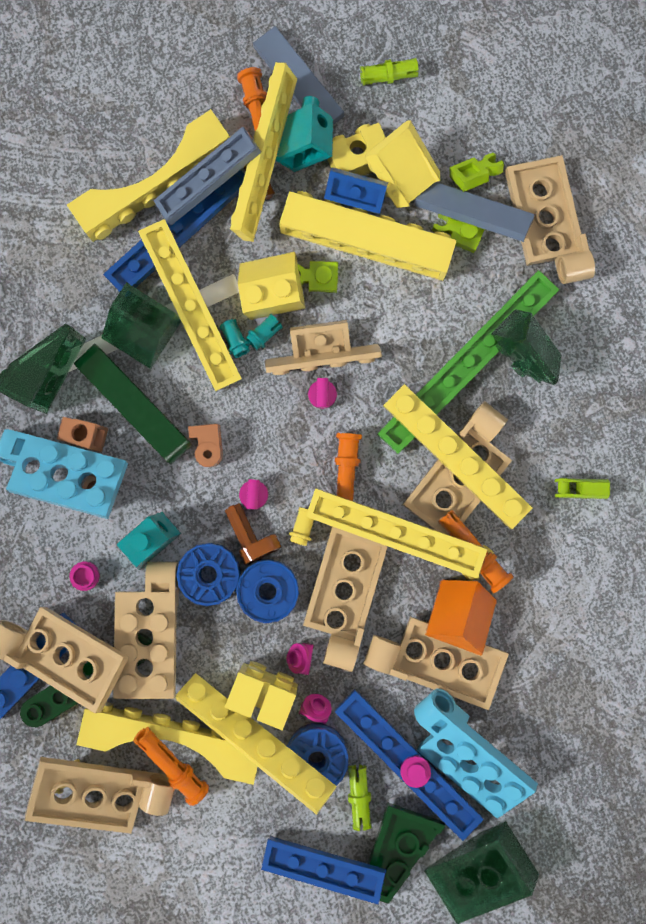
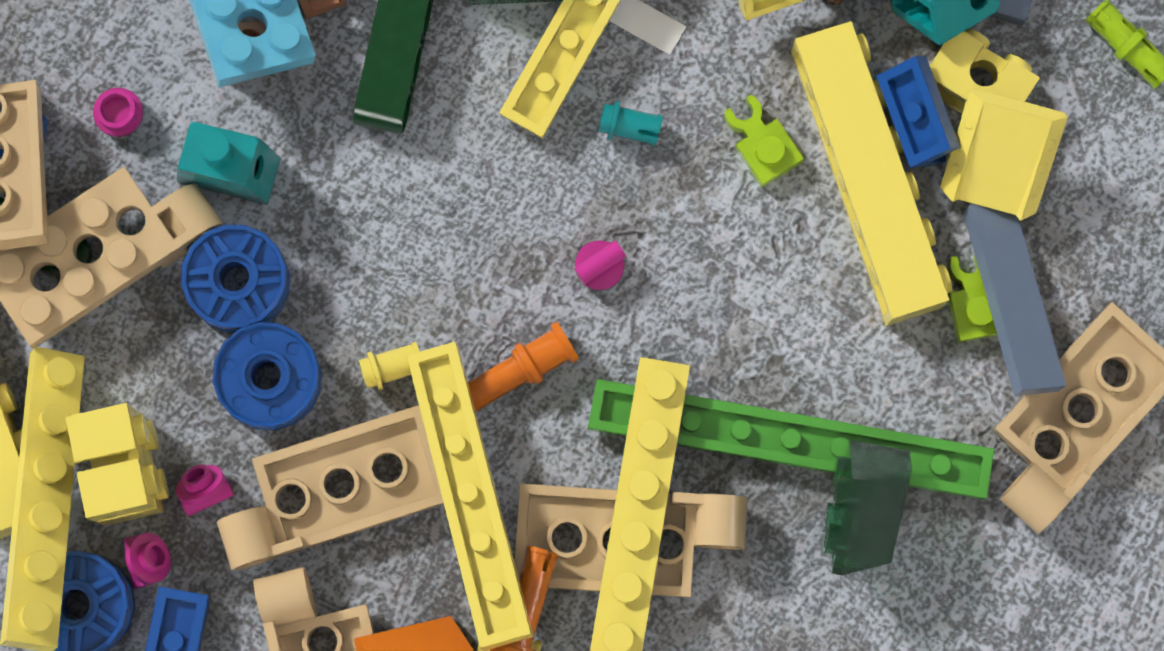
camera: 55 degrees right, 5 degrees down
(209, 448) = (419, 157): nougat leg -> none
(234, 338) = (592, 90): teal pin -> none
(251, 548) = (312, 315): dark orange piece -> none
(253, 494) = (390, 266): dark pink plate -> none
(270, 286) = (701, 87): light yellow slope -> none
(320, 346) = (665, 216): tan bracket -> none
(474, 172) = (1071, 263): lime plate -> none

